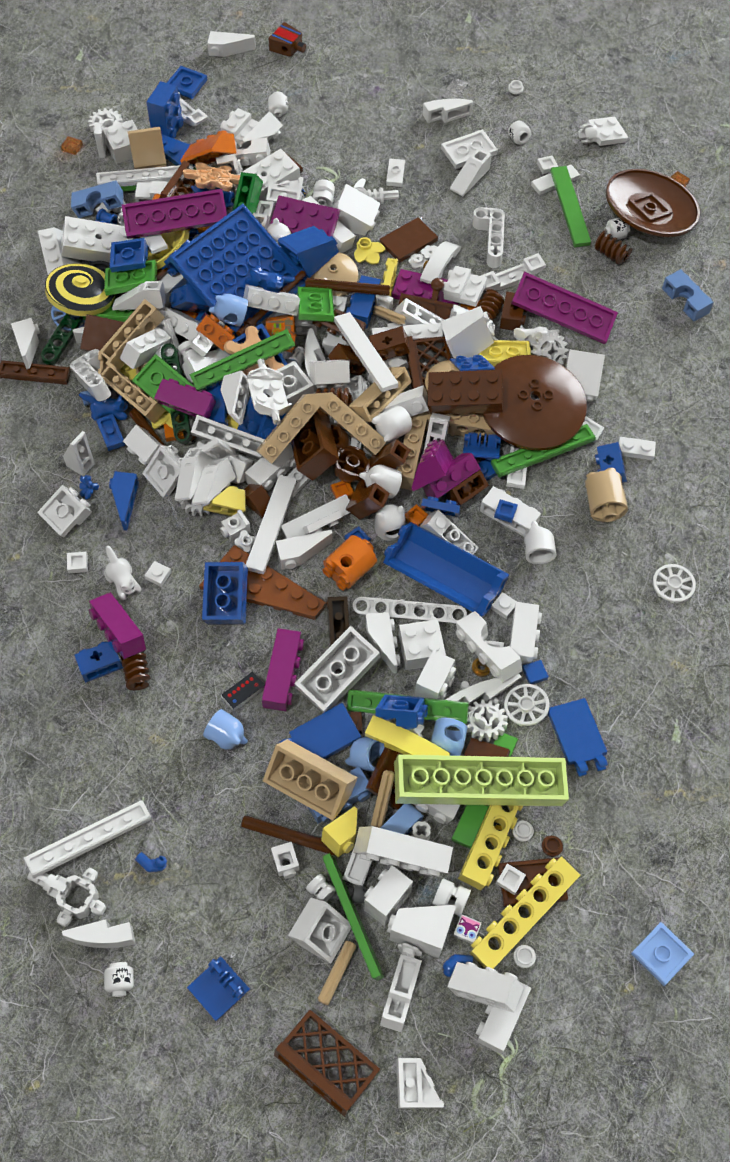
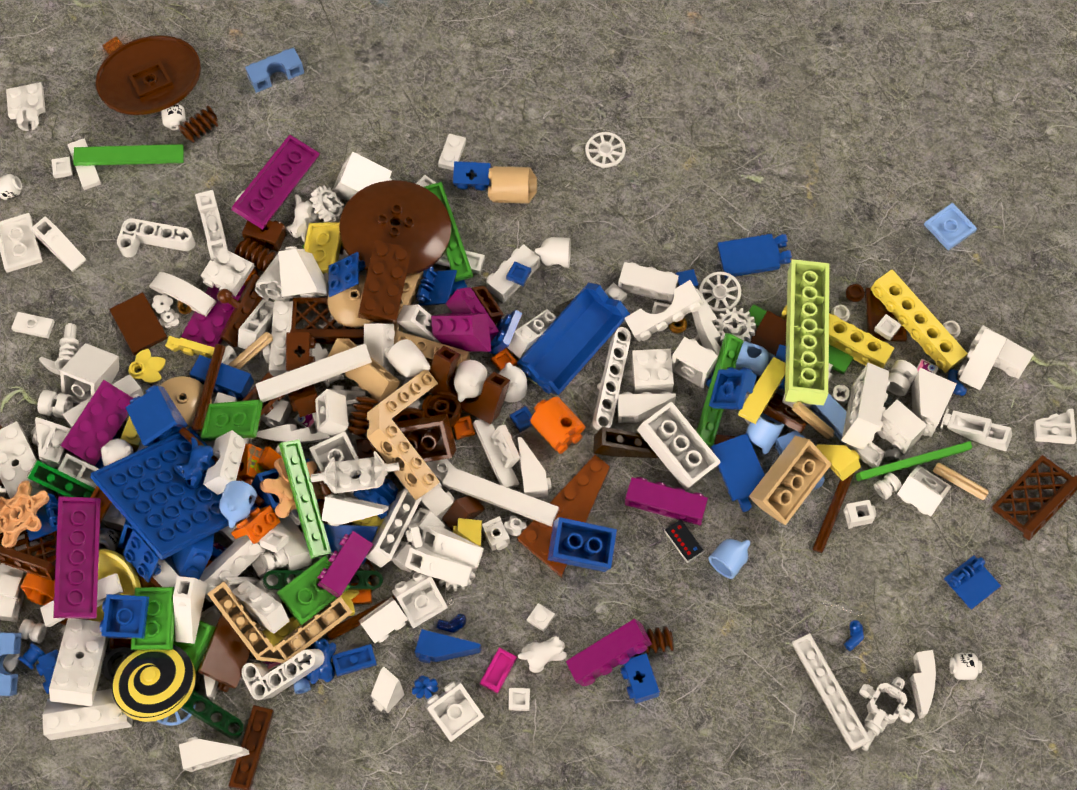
camera: 80 degrees left, 5 degrees up
(98, 541) = (498, 670): none -> dark pink tile
(146, 503) = (453, 625): none -> clear blue arm

